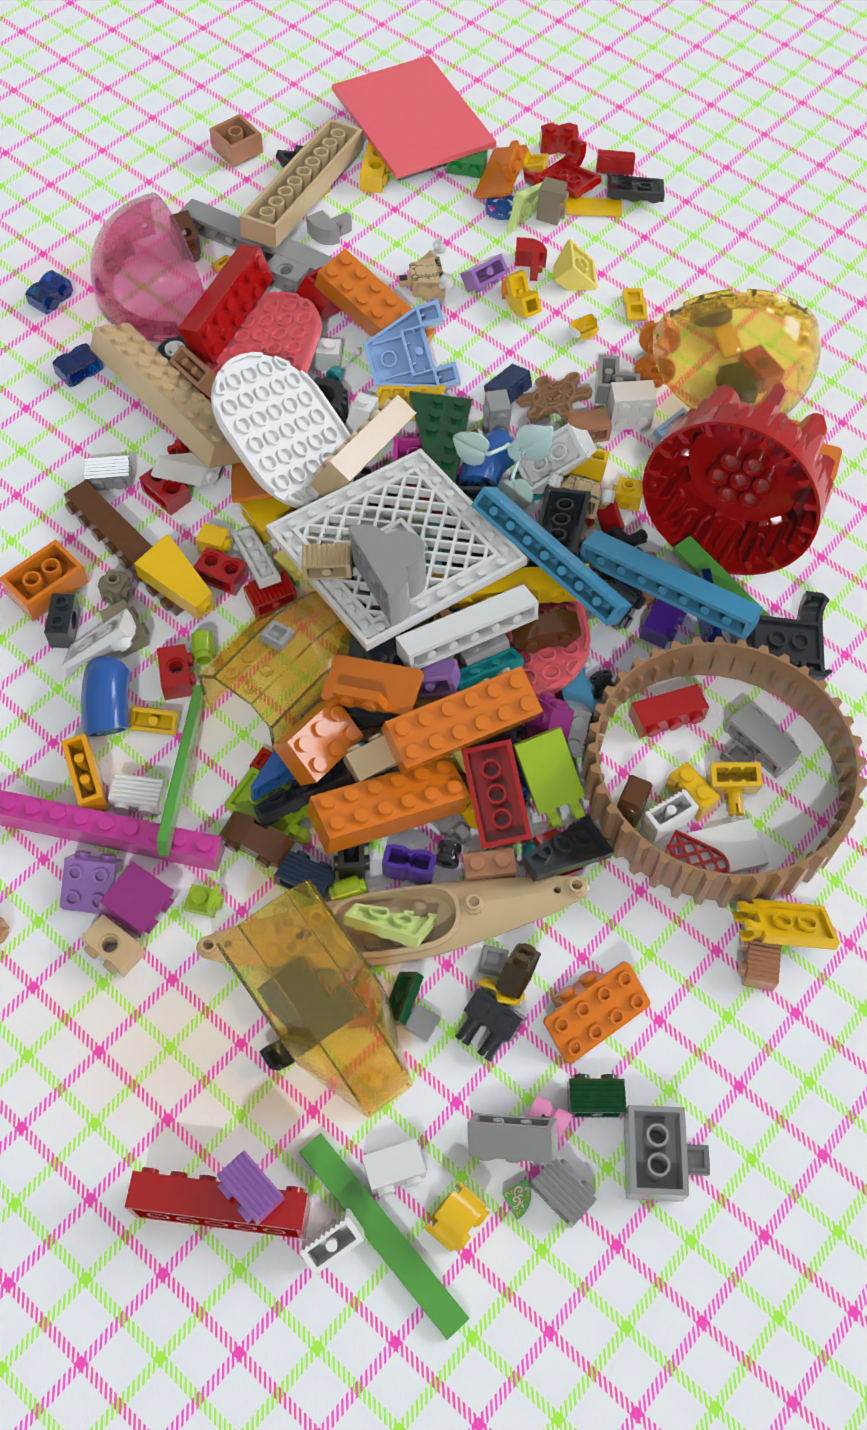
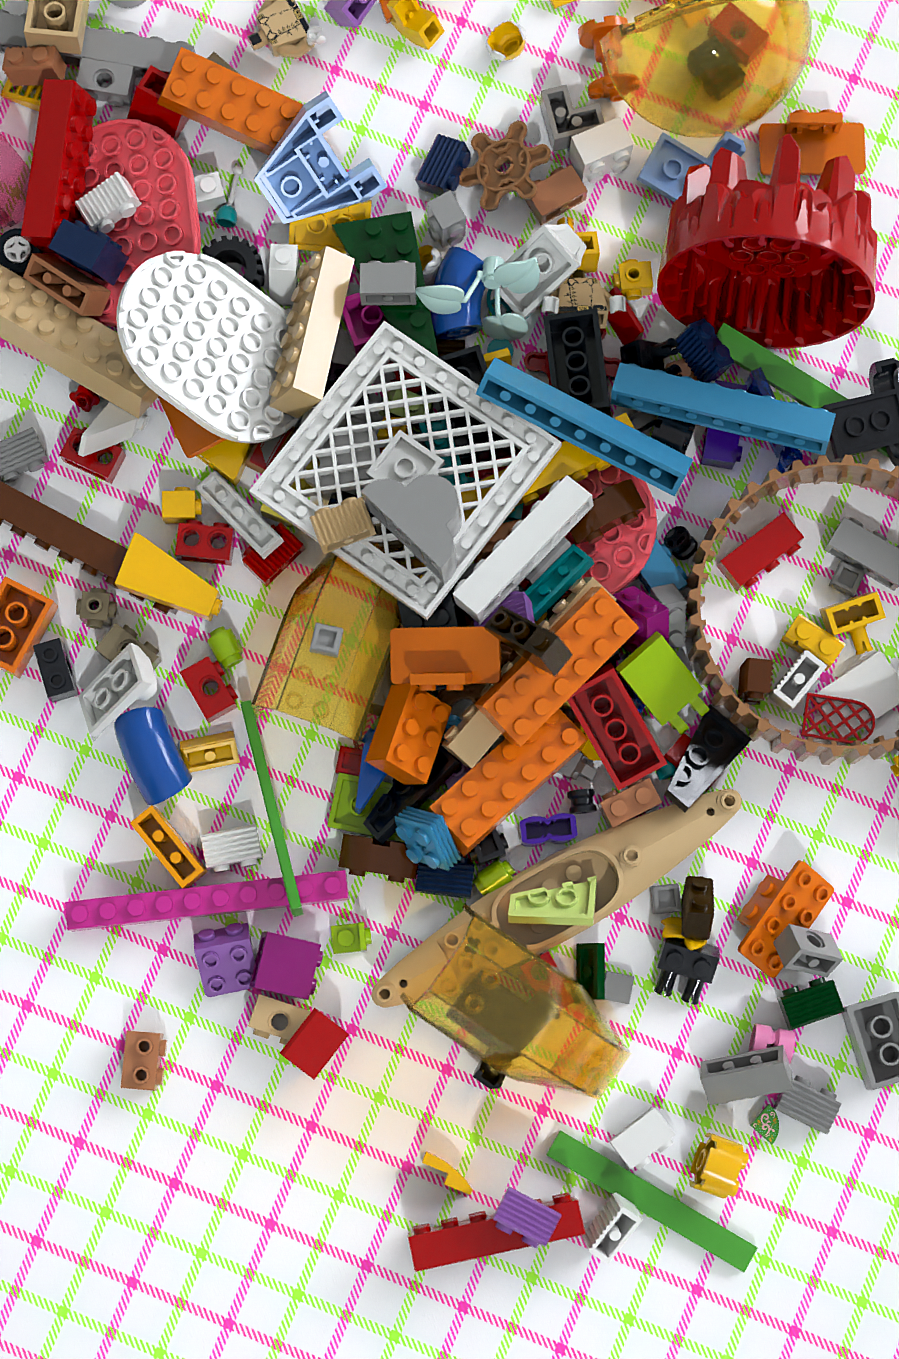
camera: 20 degrees left, 20 degrees up
(129, 968) = (314, 1043): none -> red slope
(202, 1140) = (453, 1178): none -> yellow slope
(217, 346) = (89, 250): none -> dark blue brick
(231, 240) = (33, 65): none -> nougat brick
(251, 332) = (108, 203): none -> white brick
(299, 827) = (427, 838): none -> dark azure brick
(433, 427) = (388, 283): none -> light grey brick
(445, 681) = (529, 640): none -> dark brown slope
(608, 1042) = (808, 950): none -> light grey brick
(667, 544) = (704, 351): none -> dark blue brick

